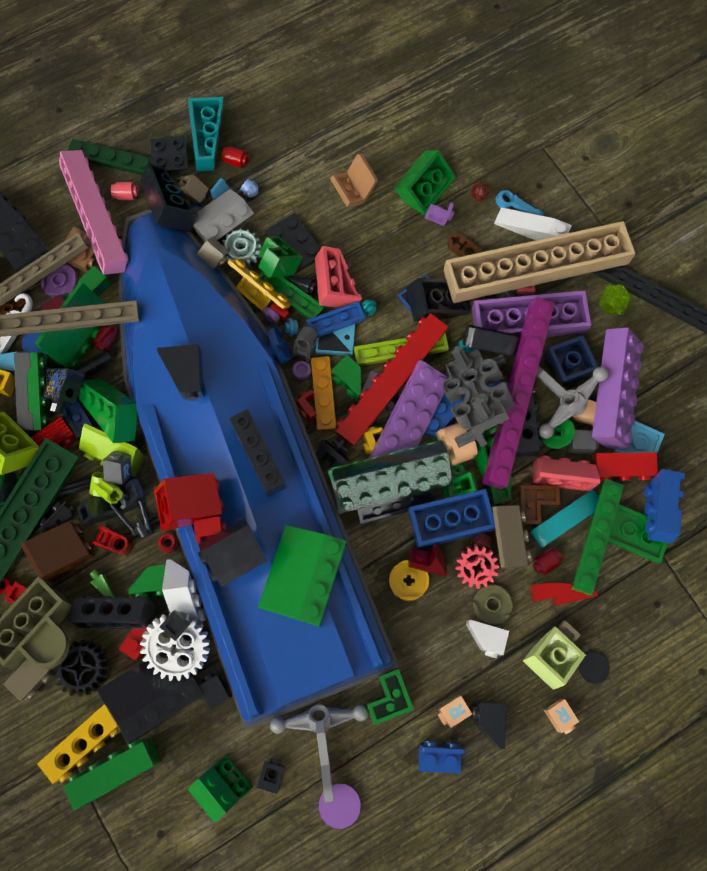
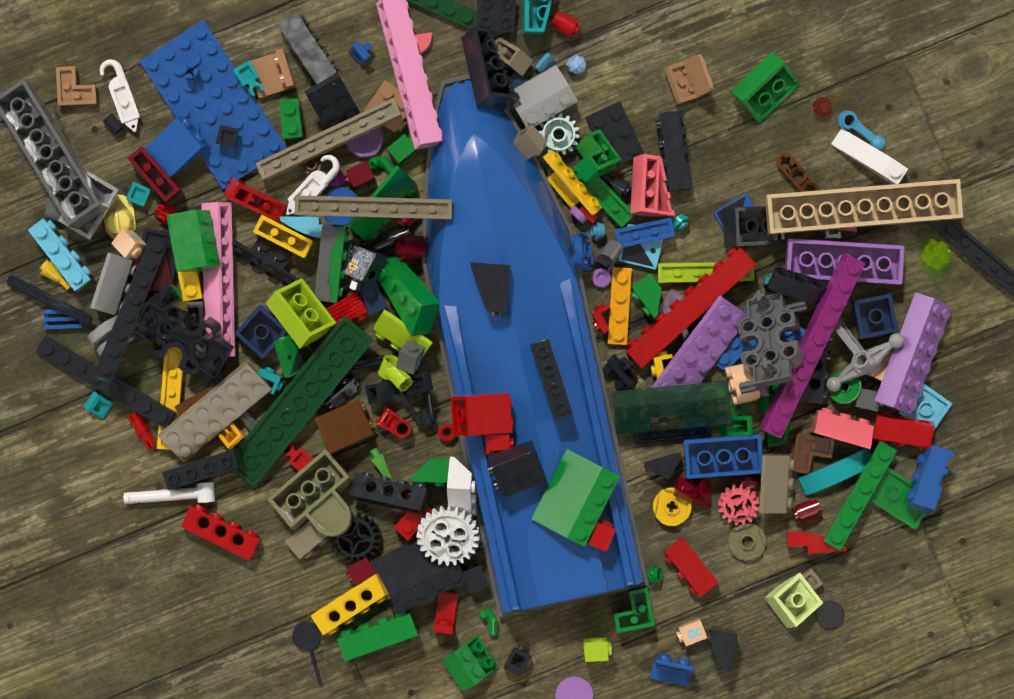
camera: 10 degrees right, 15 degrees up
(37, 791) = (306, 637): none -> black piece
(48, 205) = (360, 52): none -> blue tile
(88, 704) = (360, 571): none -> dark red brick
(105, 190) = (423, 41): none -> coral tile
(110, 367) = (411, 248): none -> dark red brick
(124, 191) = (443, 46): coral brick -> none
(175, 625) = (453, 520): black plate -> none
(187, 735) = (445, 613): none -> red bracket
(233, 729) = (491, 619): none -> green arm
(308, 721) = (556, 619): light grey piece -> none
(337, 611) = (602, 535): none -> red brick
(351, 242) = (674, 150): none -> black wedge
(355, 748) = (597, 649): none -> lime brick
(392, 539) = (664, 465): none -> black slope
(403, 655) = (655, 574): none -> green plate
(439, 215) = (771, 128): medium lavender bracket -> none
(439, 640) = (690, 567): none -> red brick
(488, 638) = (737, 572): white slope -> none
(561, 716) = (789, 652): light nougat brick -> none

